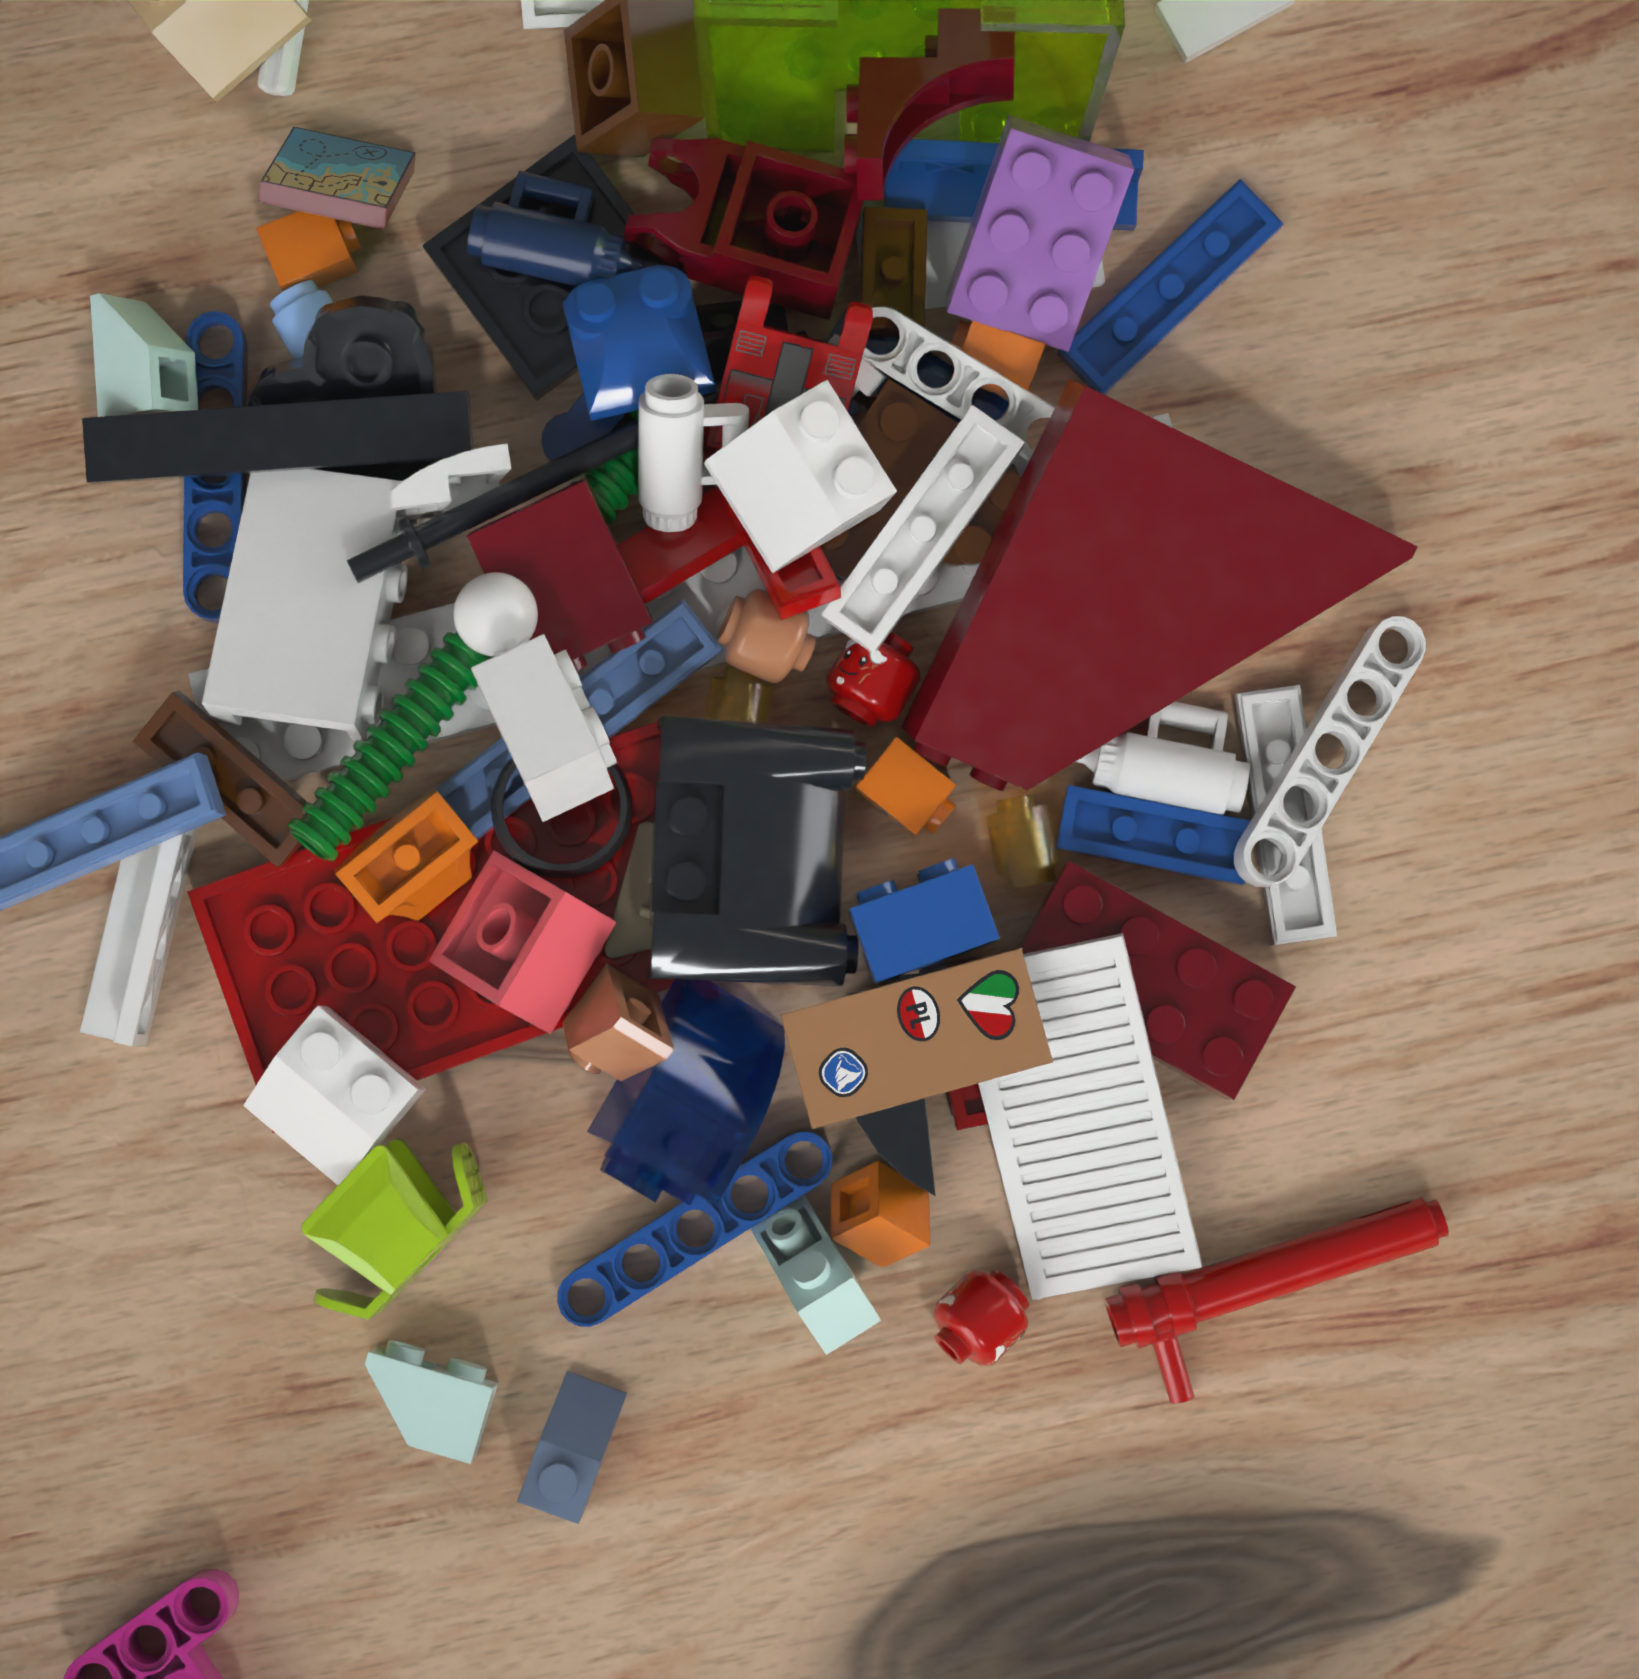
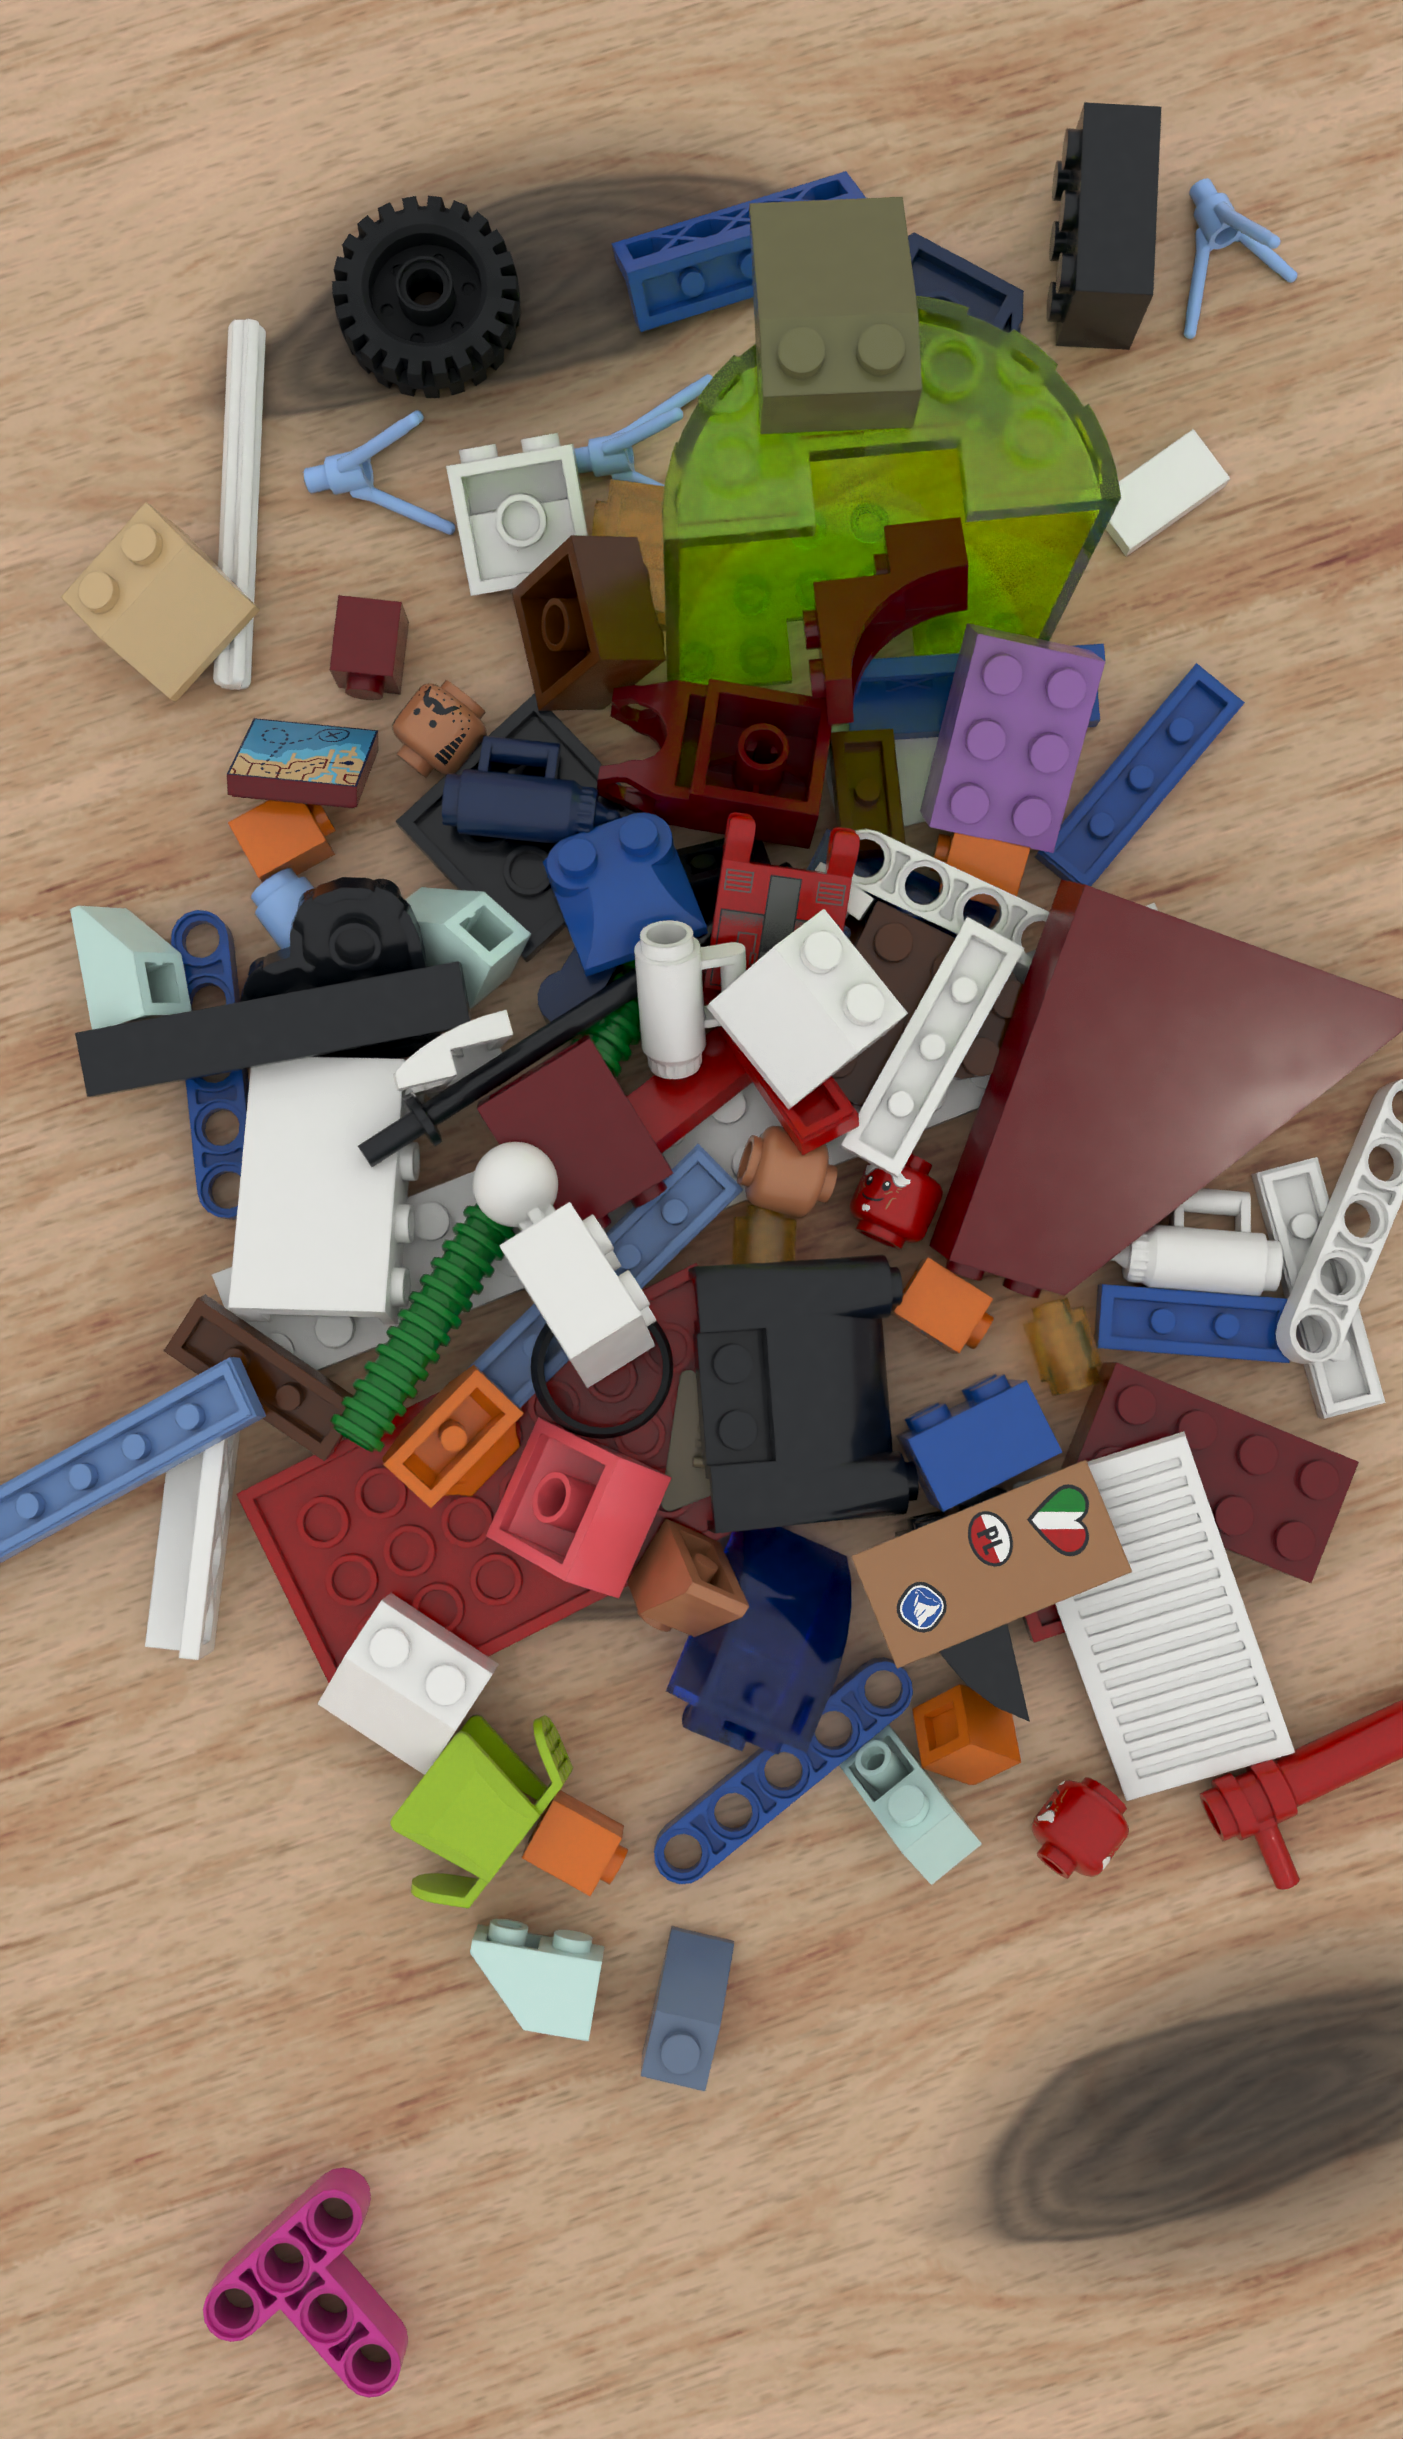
camera: 10 degrees left, 0 degrees up
(416, 69) = (369, 646): none -> dark red brick
(475, 159) = (439, 729): none -> nougat head
(481, 1274) = (576, 1844): none -> orange brick
(483, 362) = (472, 931): none -> light aqua slope

